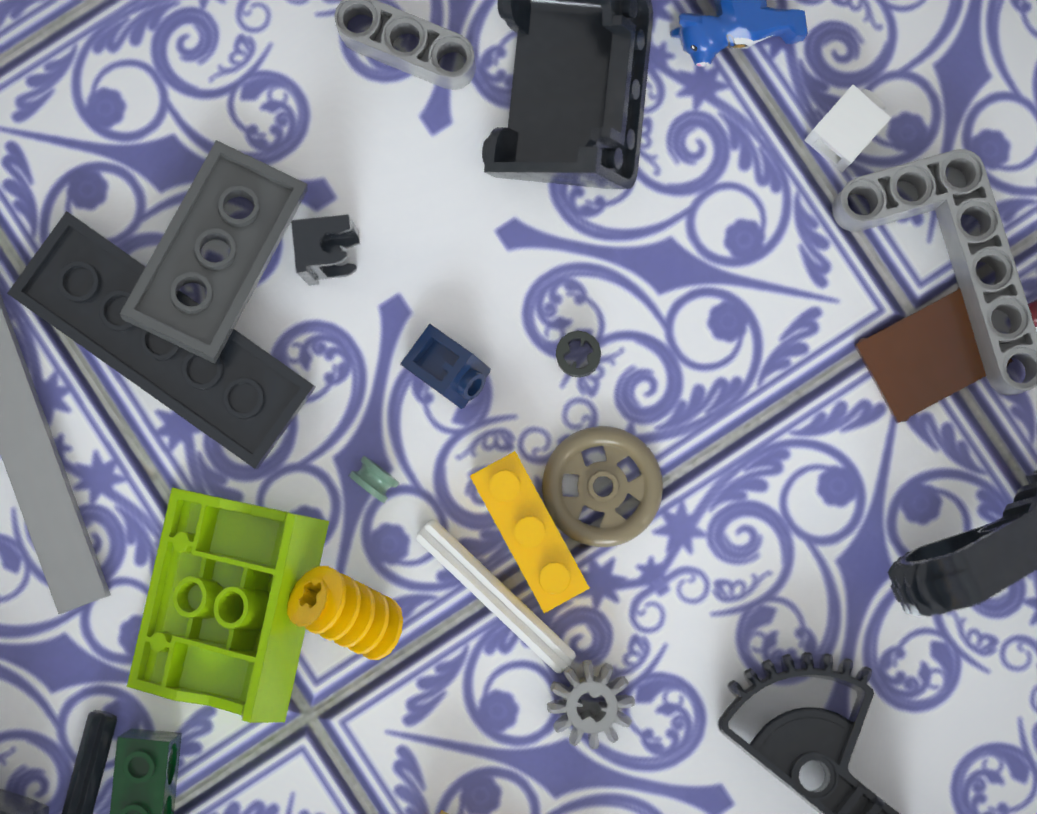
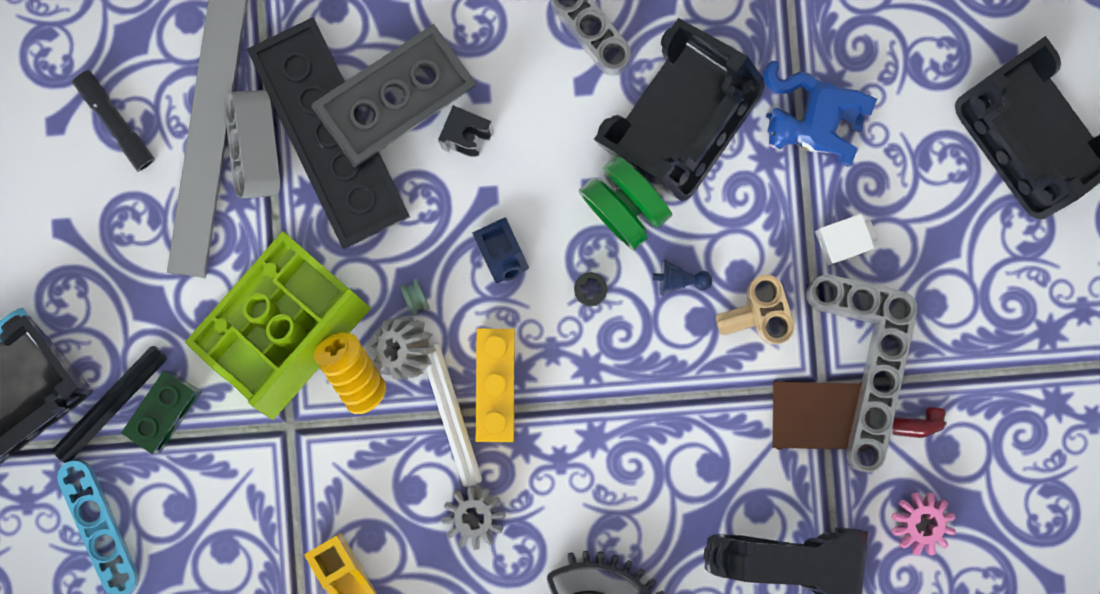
camera: 30 degrees right, 0 degrees up
(76, 403) = (252, 144): none -> light grey beam
(393, 548) = (402, 347): none -> light grey gear
(564, 225) = (630, 198): none -> green wheel
(569, 460) = (582, 363): dark tan plate -> none
(671, 285) = (675, 278): none -> dark blue piece
(795, 271) = (758, 313): none -> tan beam

